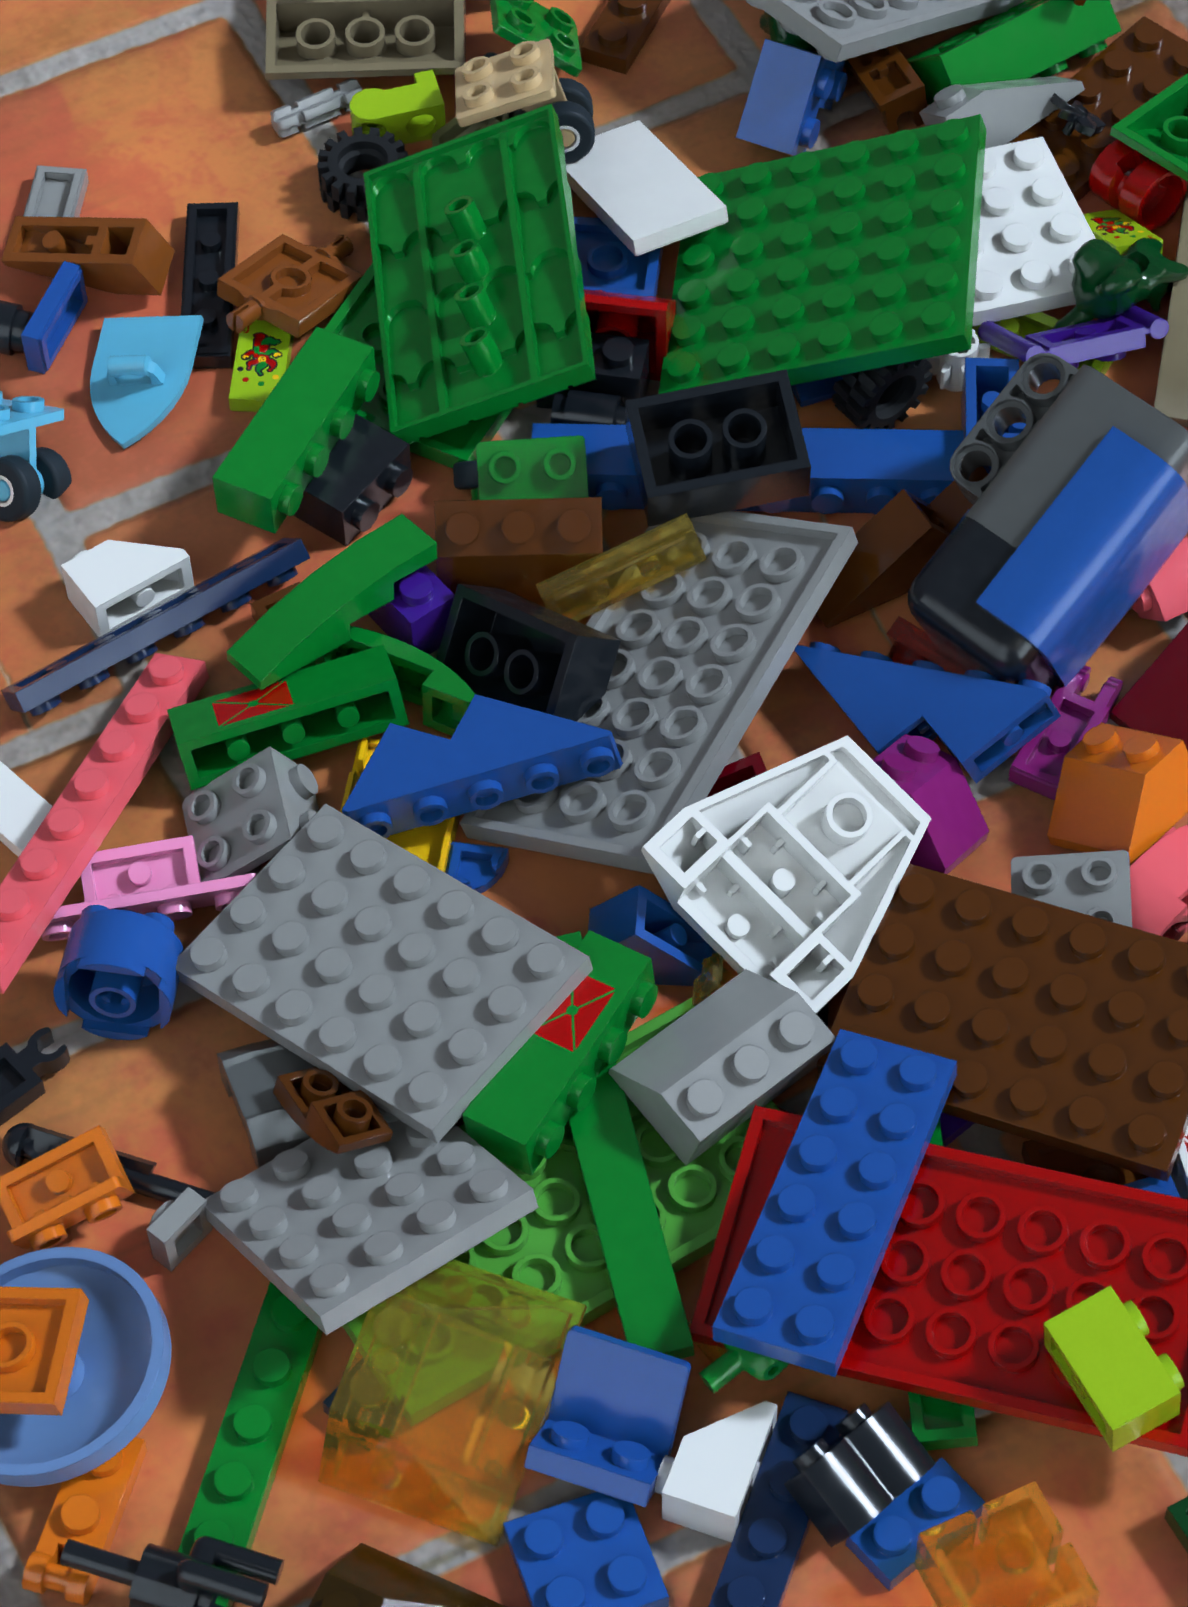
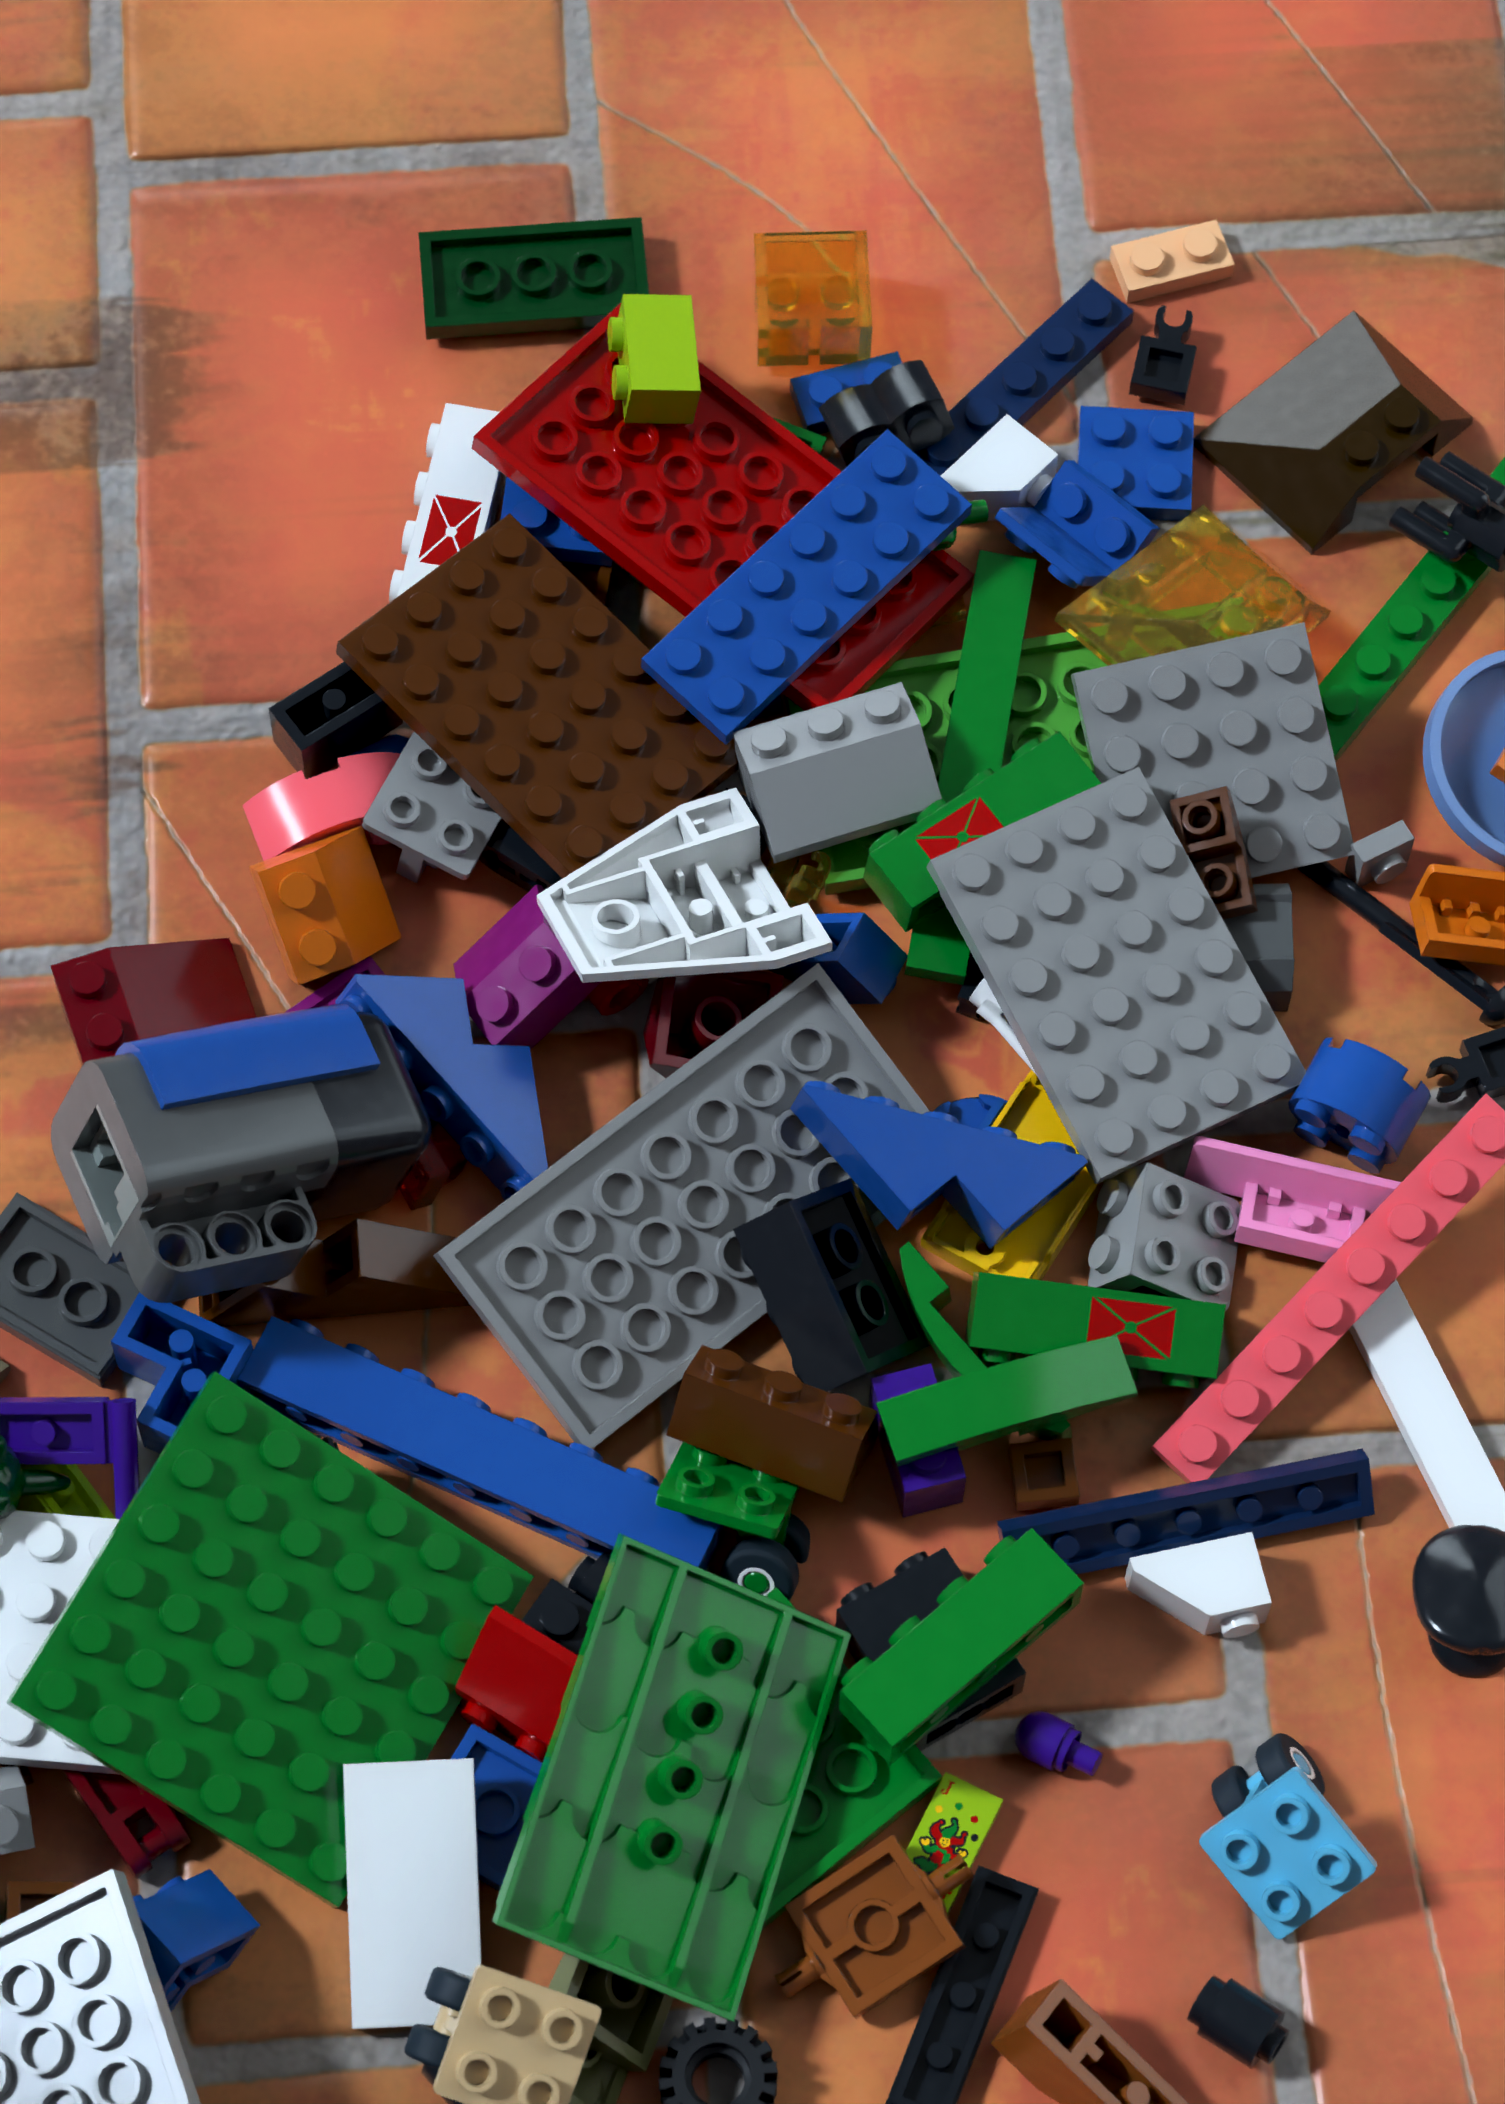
camera: 160 degrees left, 10 degrees up
(54, 317) = (1168, 1994): blue tile -> none
(141, 372) = (1087, 1889): medium azure shield -> none
(202, 449) = (1054, 1744): none -> dark purple cylinder
(623, 570) = (683, 1337): clear yellow tile -> none
(718, 447) = (525, 1409): black brick -> none

